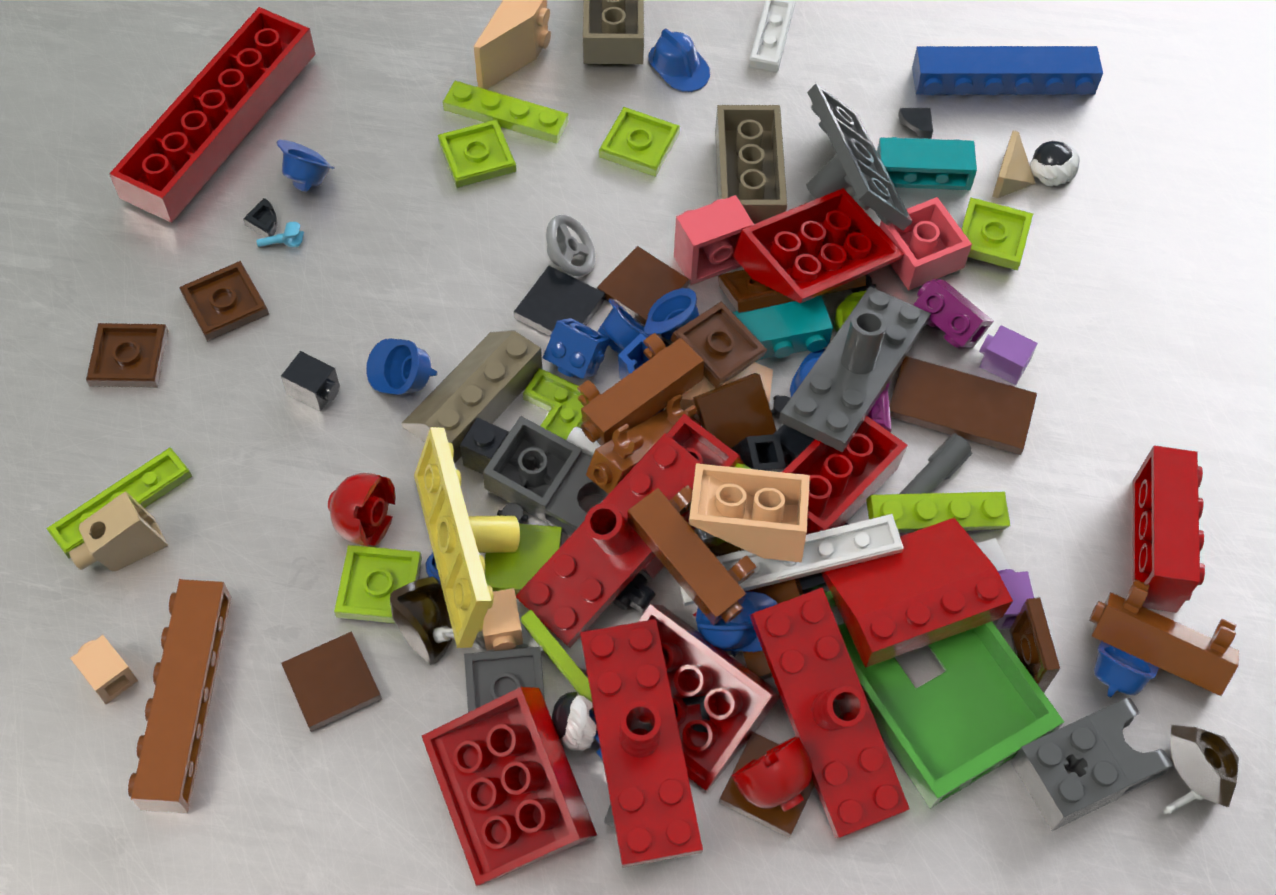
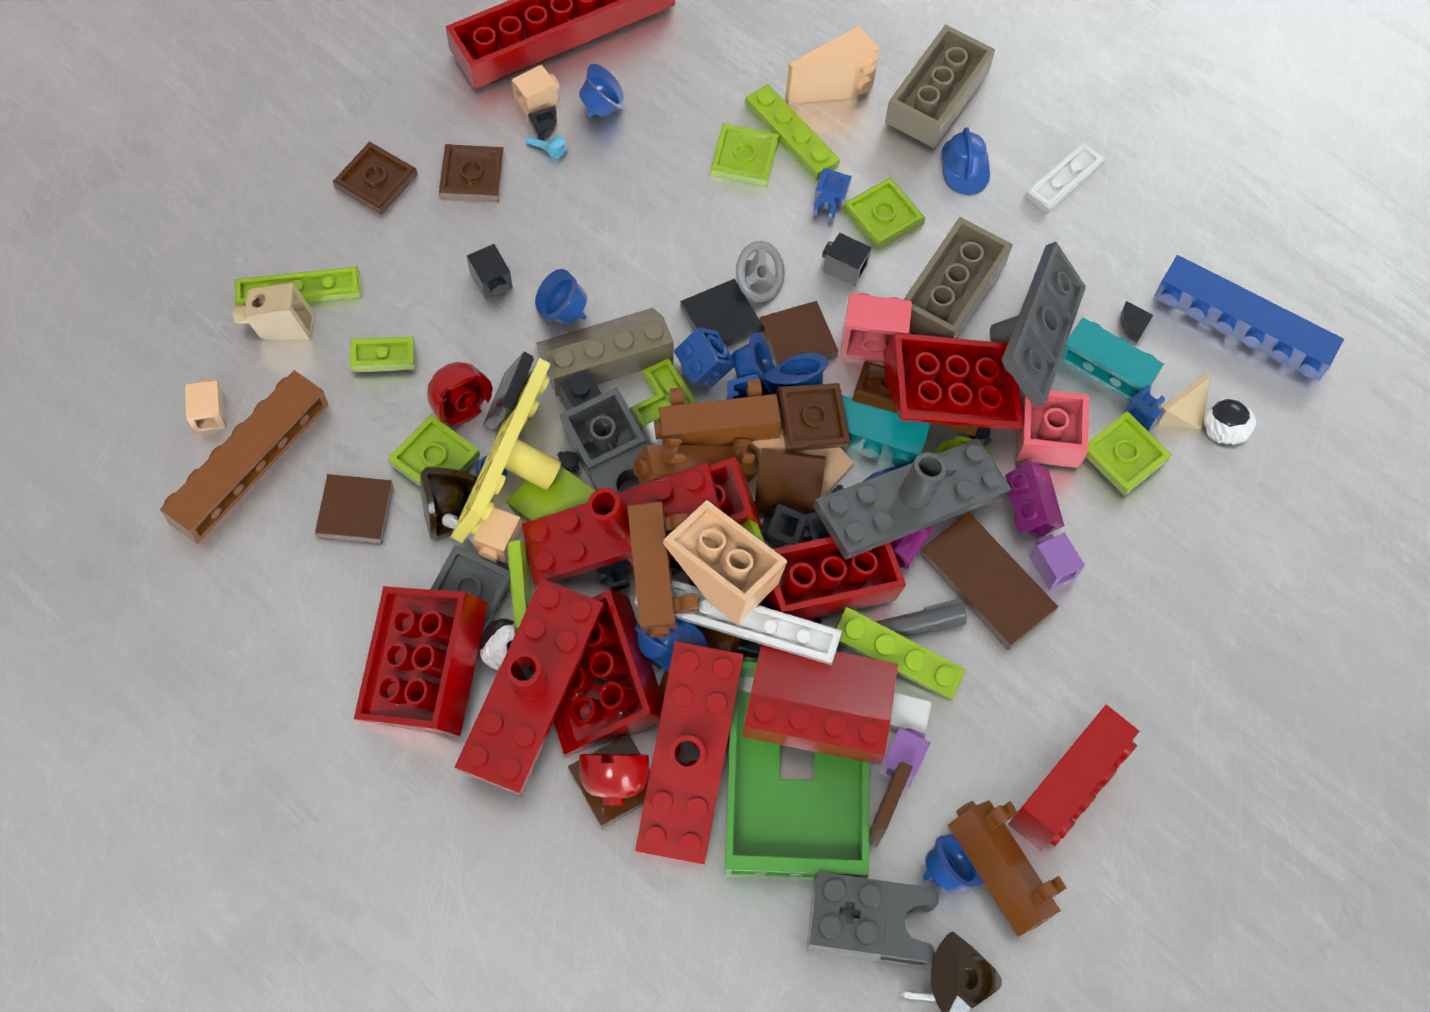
camera: 30 degrees right, 5 degrees up
(236, 192) = (535, 89): none -> light nougat brick
(256, 516) = (382, 354): none -> lime plate
(413, 479) = (508, 391): none -> black tile
(581, 144) = (831, 191): none -> blue plate
(637, 195) = (846, 258): none -> black brick
(985, 185) = (1145, 408): none -> blue plate

